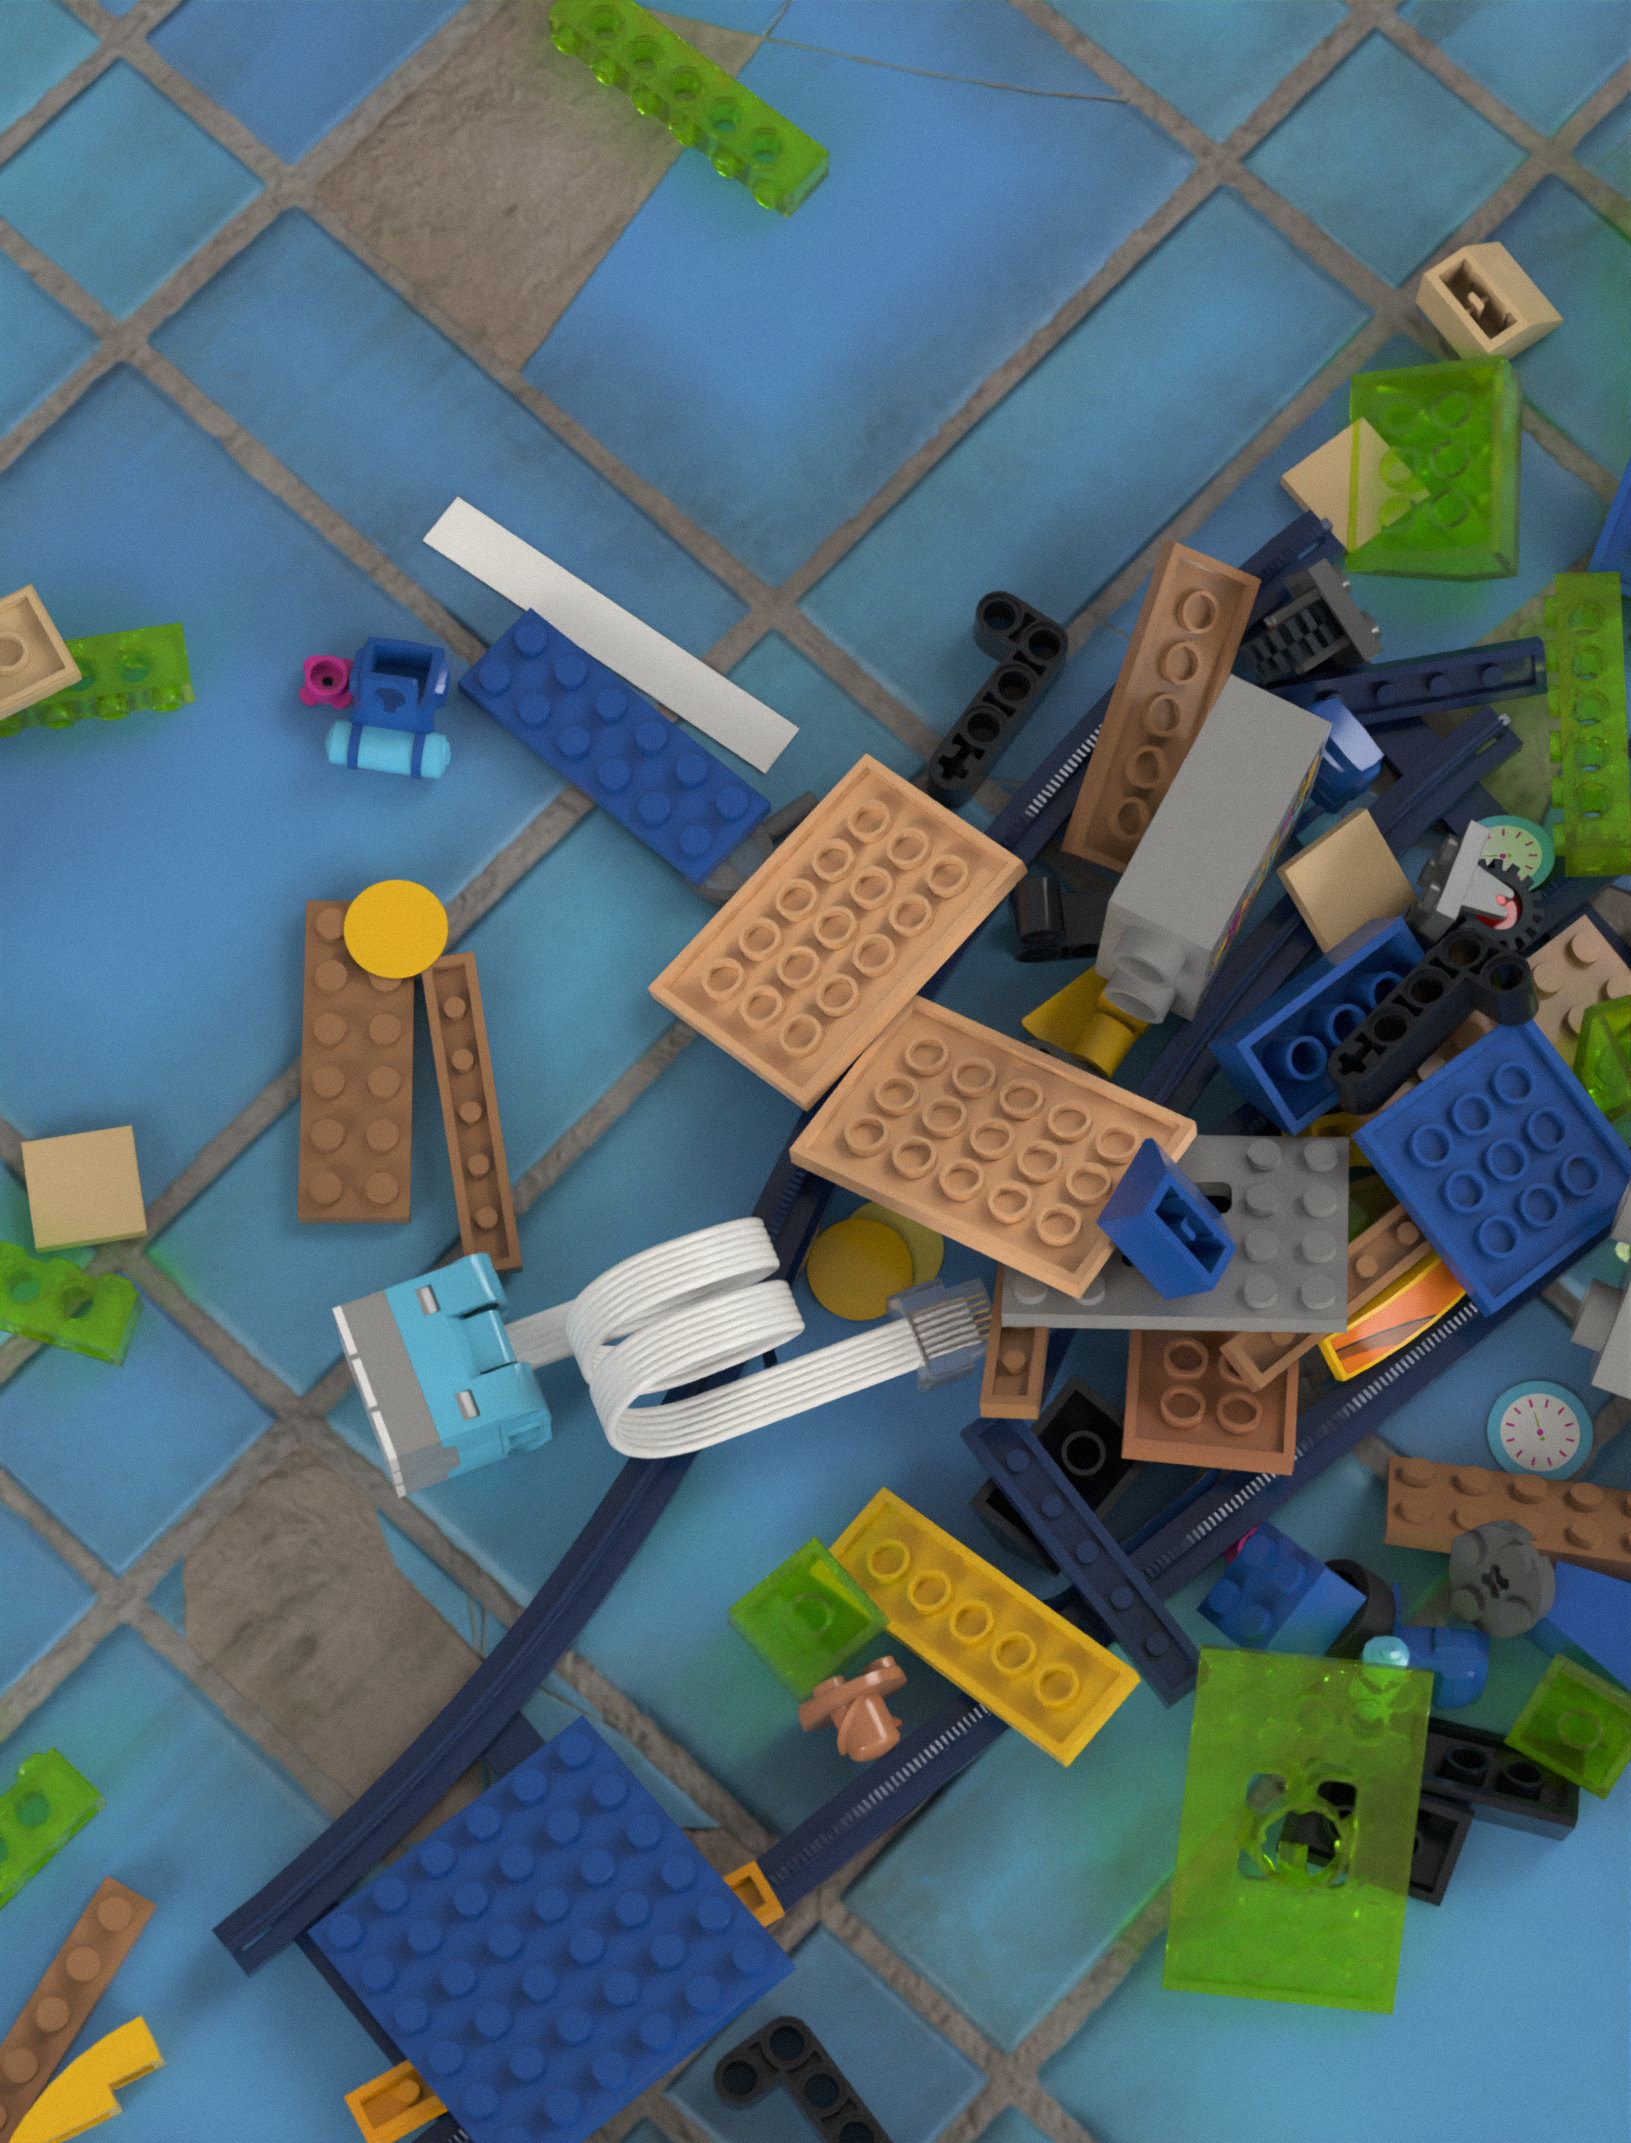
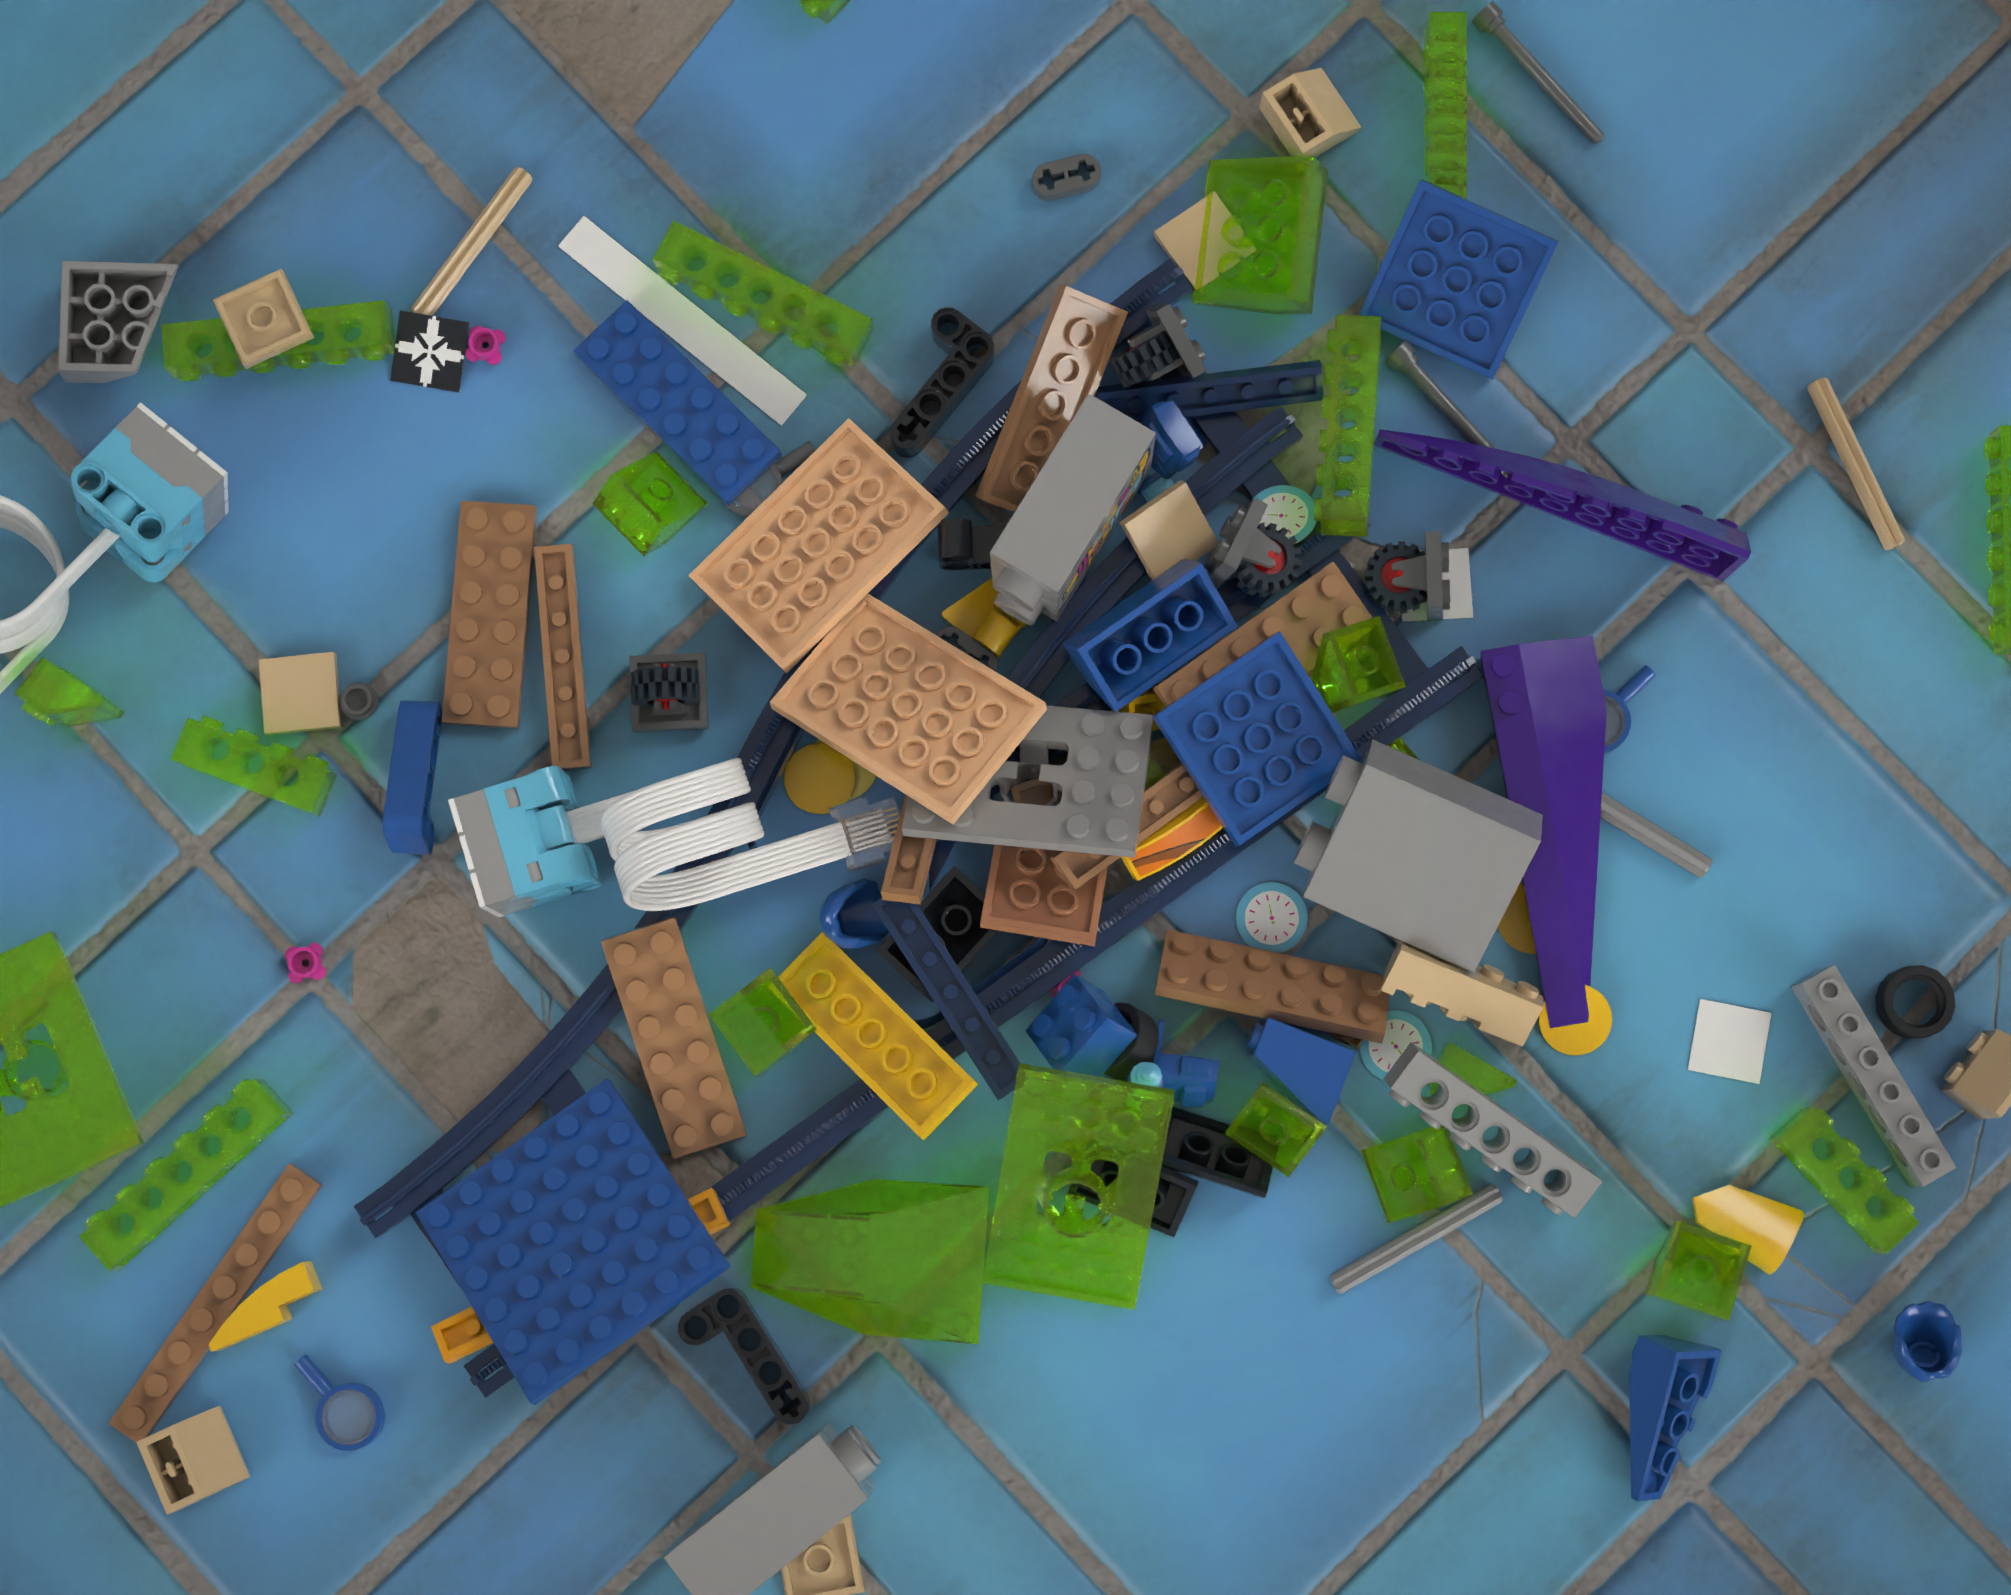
camera: 10 degrees right, 10 degrees up
(102, 1568) = (295, 958): none -> dark pink plate
(172, 1195) = (359, 701): none -> dark grey plate
(247, 694) = (429, 351): none -> black sticker
(262, 1299) = (411, 778): none -> blue beam
(298, 543) = (472, 242): none -> tan axle
(394, 710) = (527, 369): blue piece -> none
(395, 929) = (519, 525): yellow sticker -> none
(582, 889) = (648, 502): none -> clear neon green slope
(630, 1156) = (669, 692): none -> plate
(677, 1651) = (674, 1037): none -> medium nougat plate
(713, 565) = (685, 244): none -> clear neon green brick
(858, 1710) = (792, 1087): nougat plate -> none
(928, 1460) = (849, 916): none -> blue hair
(1008, 1960) = (880, 1257): none -> clear neon green wedge
(1152, 416) = (1063, 169): none -> dark grey beam
(1167, 1226) = (1017, 776): blue slope -> none
(1424, 1009) = (1167, 680): black beam -> none
(1474, 1586) = (1228, 1009): dark grey plate -> none

